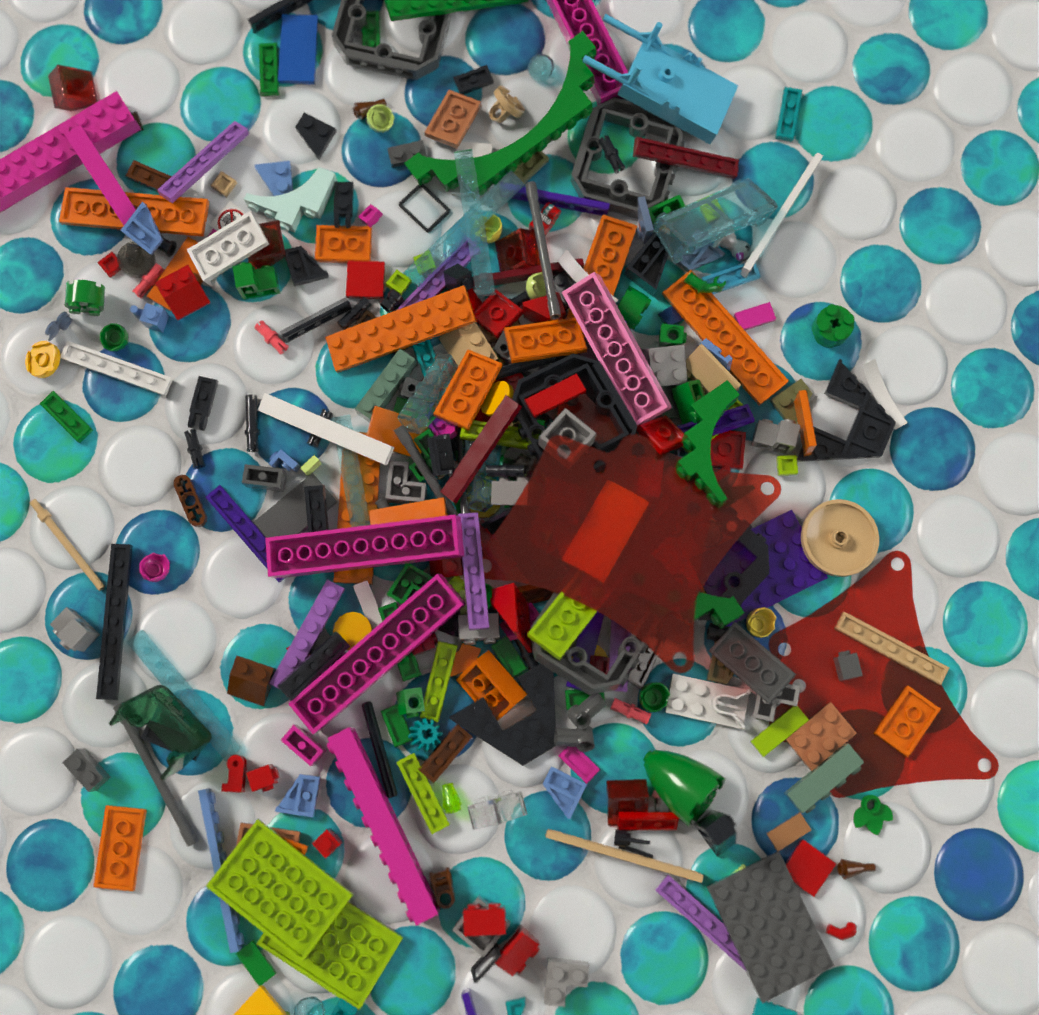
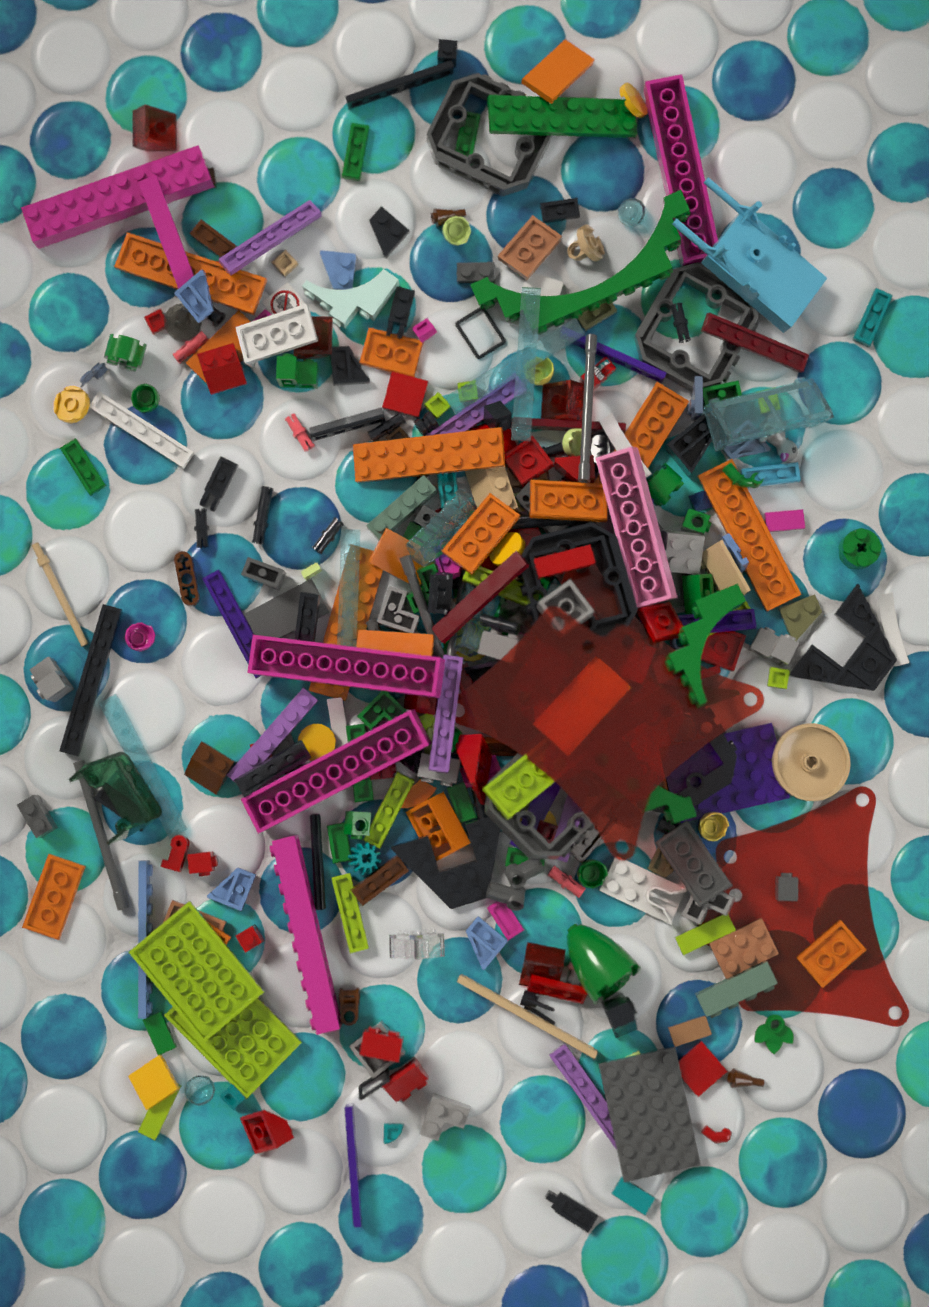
camera: 20 degrees right, 5 degrees up
(151, 316) = (186, 385): medium blue brick -> none
(288, 463) = (289, 563): medium blue bracket -> none
(298, 49) = (389, 137): blue tile -> none
(303, 745) = (246, 841): dark pink brick -> none
(326, 429) = (333, 539): white tile -> none
(451, 800) = (375, 924): clear neon green cone -> none
(781, 215) = (836, 423): white tile -> none
(805, 421) = (805, 641): orange tile -> none
(891, 648) = (834, 880): tan tile -> none

